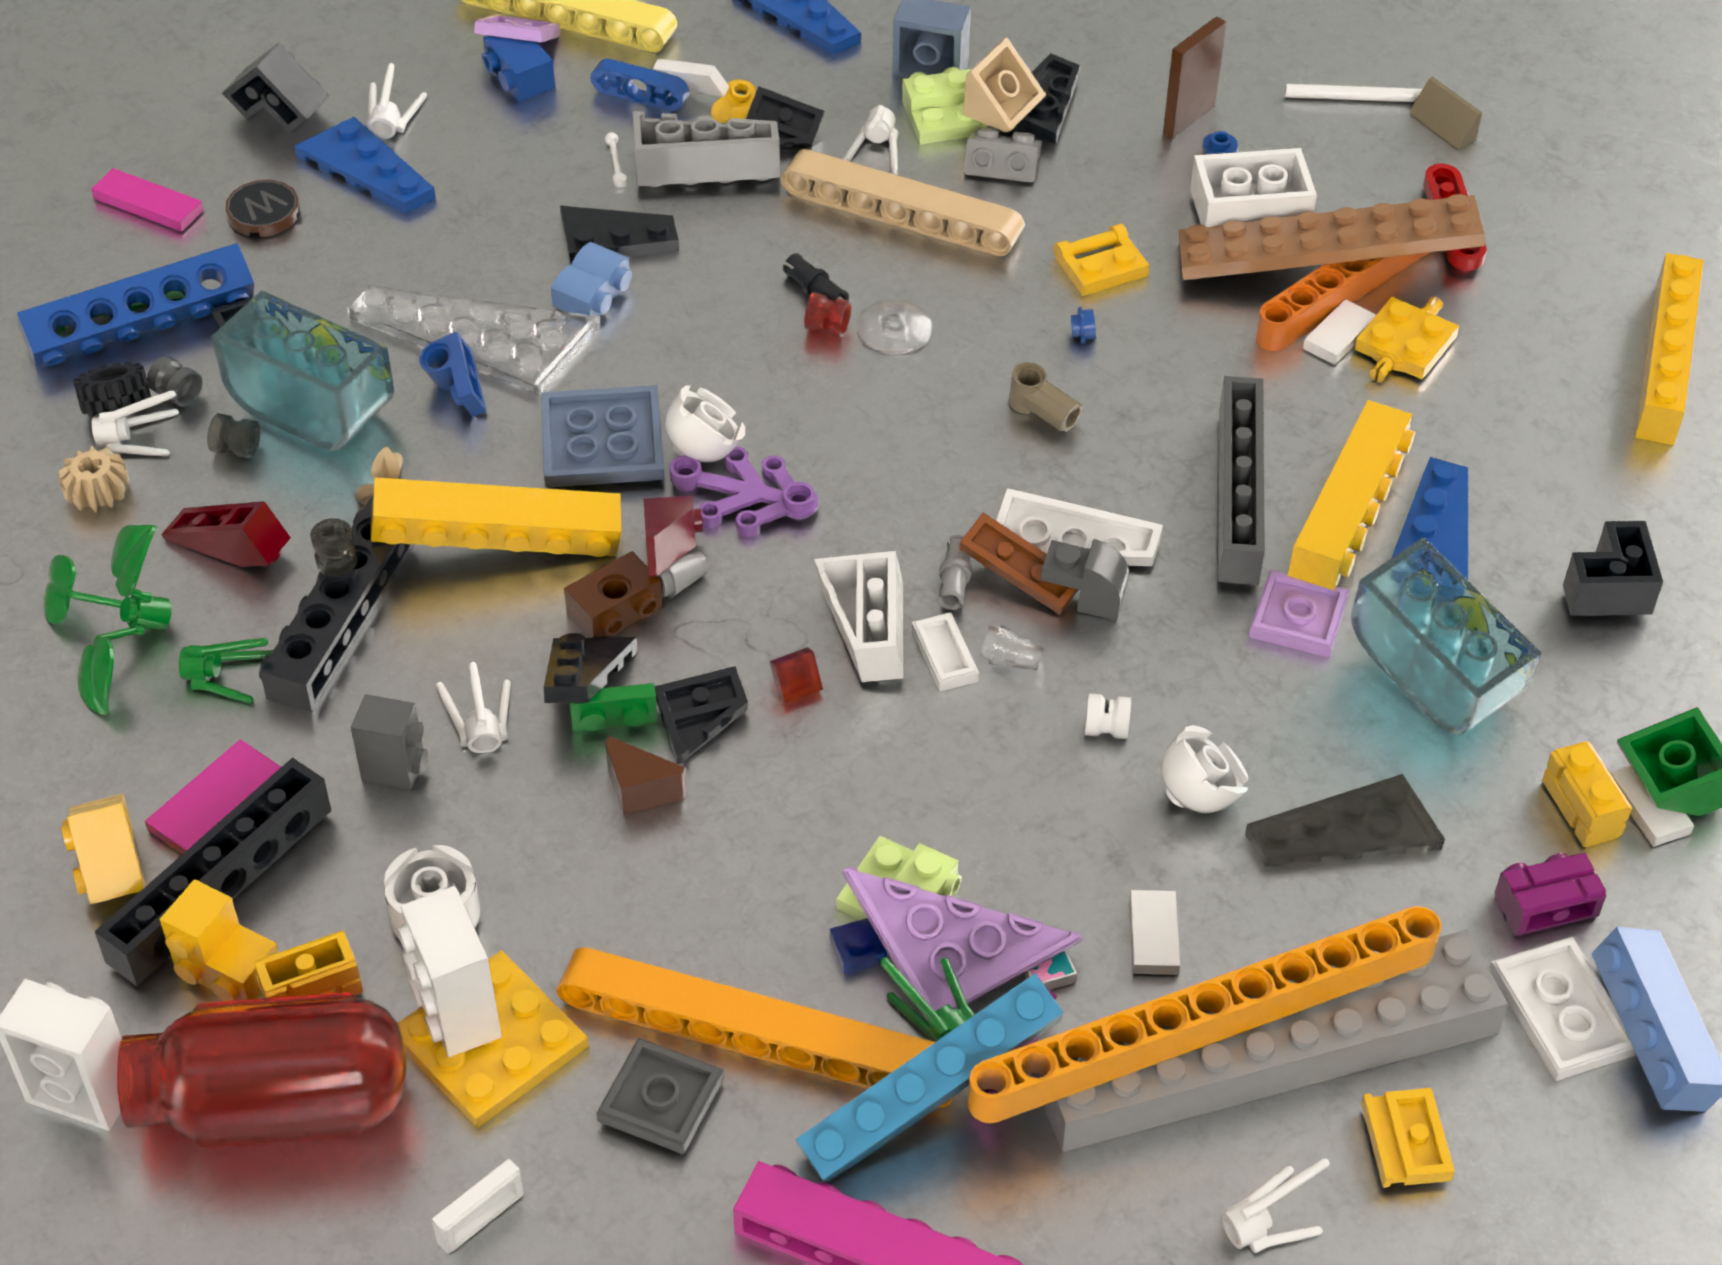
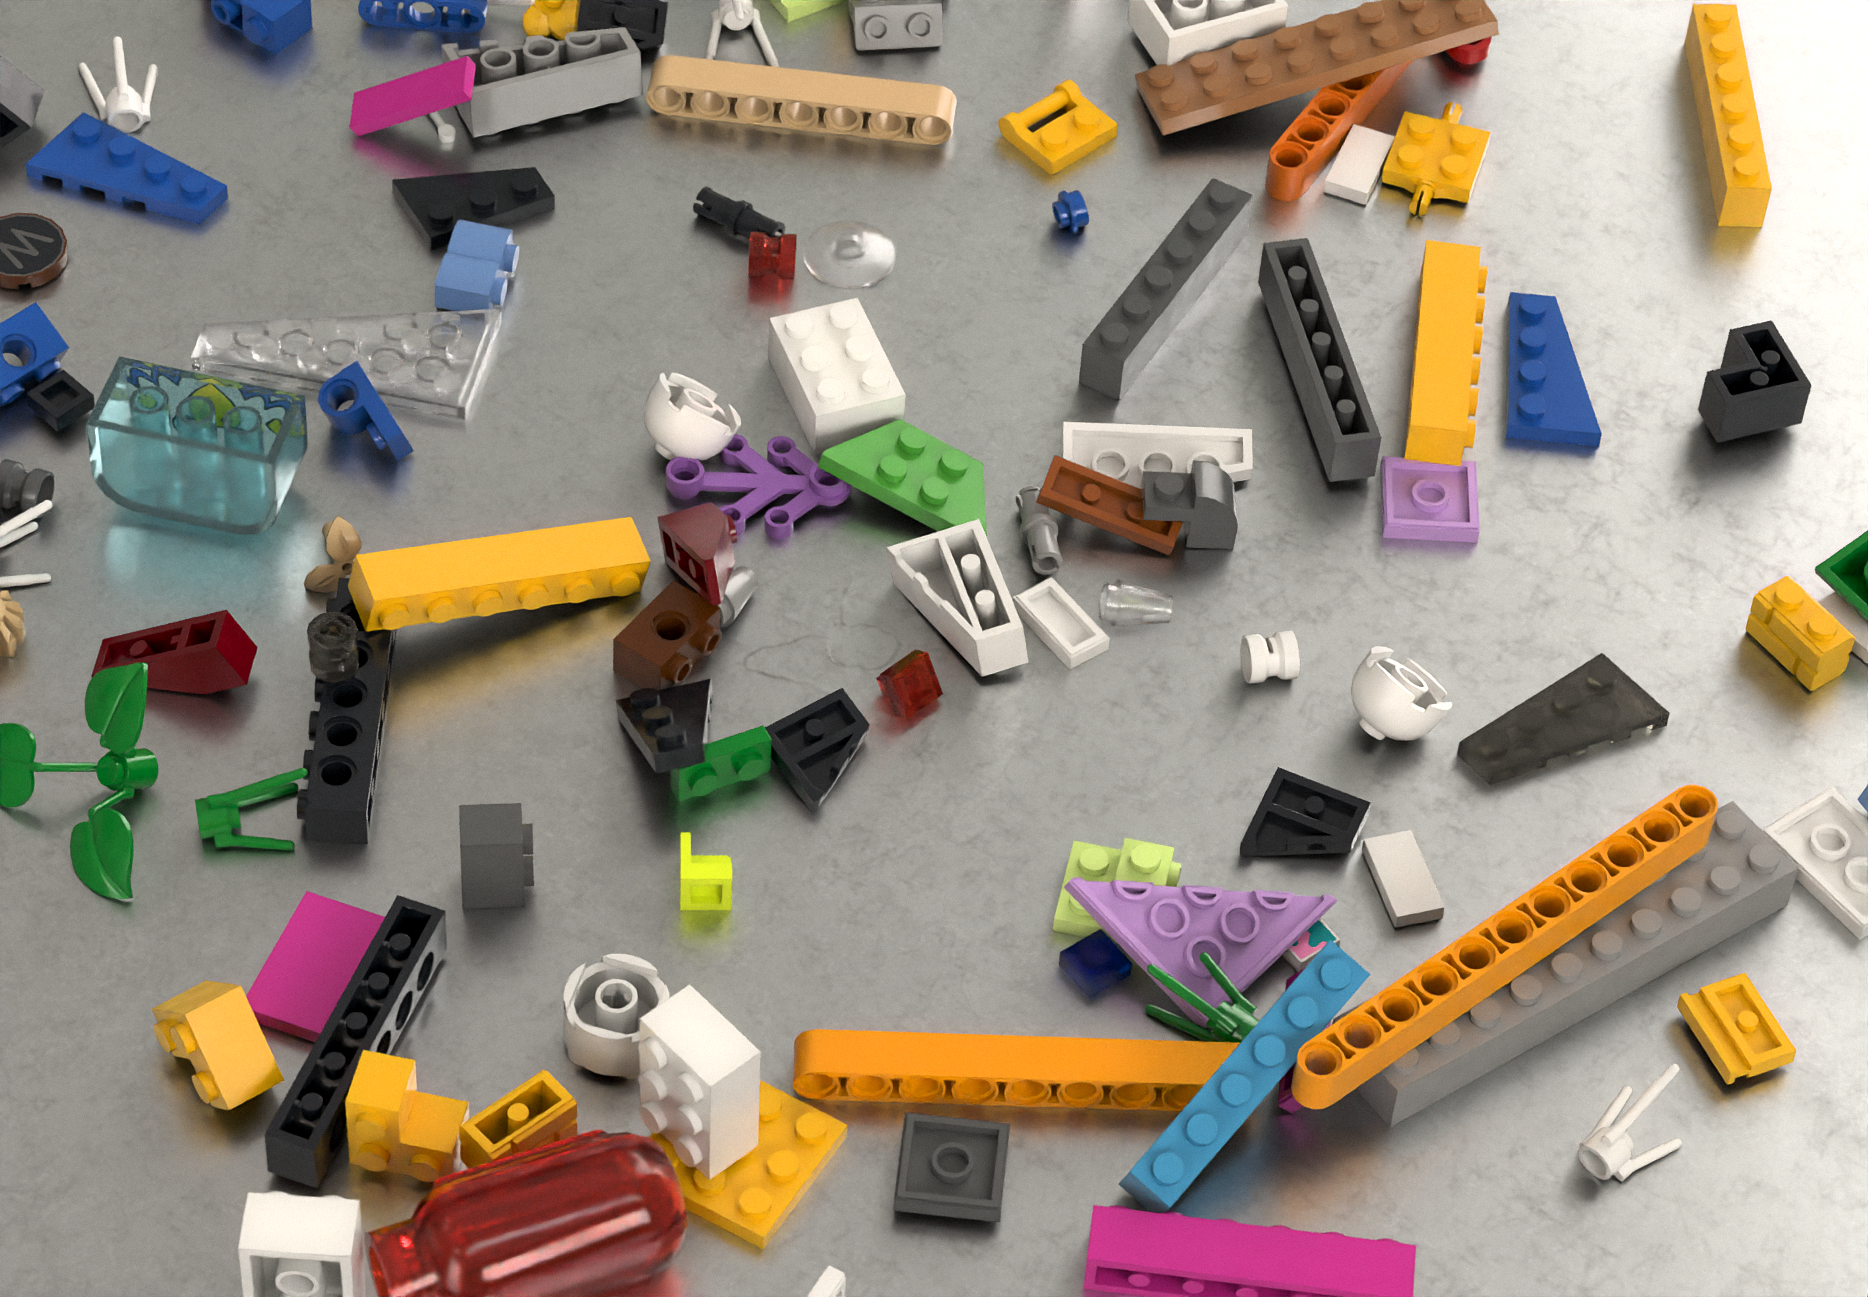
camera: 20 degrees left, 0 degrees up
(231, 435) = (139, 540): clear smoke wheel -> none
(482, 729) = (580, 817): white plant -> none
(559, 800) = (704, 879): none -> neon yellow panel
(596, 145) = (412, 96): none -> dark pink tile
(601, 436) = (568, 453): sand blue plate -> none
(643, 778) = (786, 834): reddish brown slope -> none
(838, 417) = (834, 373): none -> white brick
(868, 507) = (912, 474): none -> bright green wing
(1034, 394) = (1046, 304): dark tan piece -> none
(1085, 861) = (1304, 819): none -> black wing
(1135, 399) = (1165, 289): none -> dark grey brick
(1441, 639) = (1603, 497): clear light blue brick -> none
(1549, 893) = (1795, 746): magenta brick -> none

